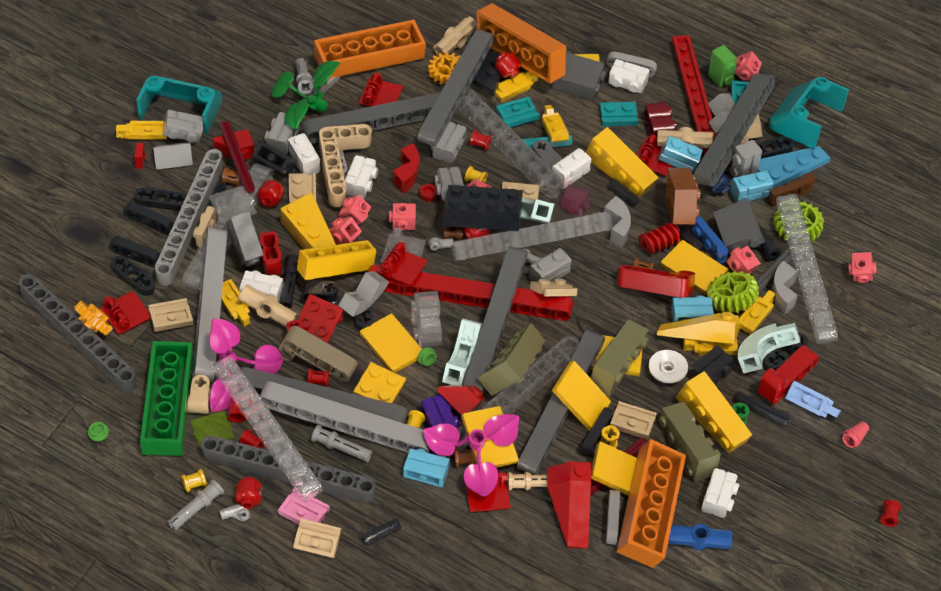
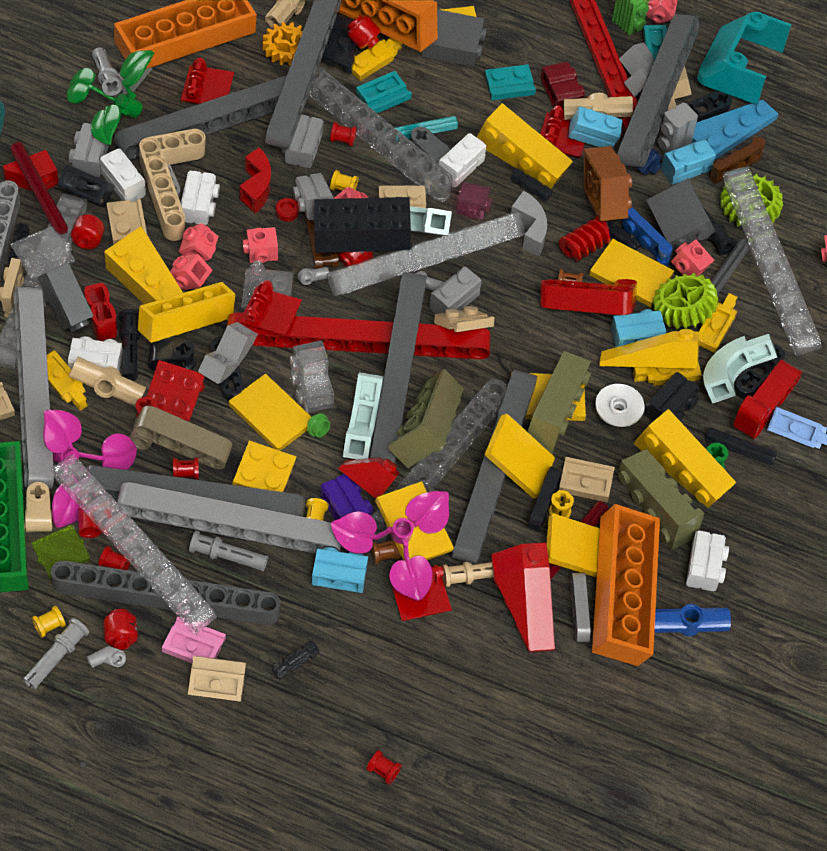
camera: 10 degrees left, 5 degrees up
(226, 177) = (34, 214): dark orange bush -> none
(554, 125) = (432, 105): yellow hinge -> none
(629, 76) = (515, 32): white brick -> none
(646, 63) = (537, 18): light grey beam -> none
(783, 279) = (744, 276): light grey brick -> none

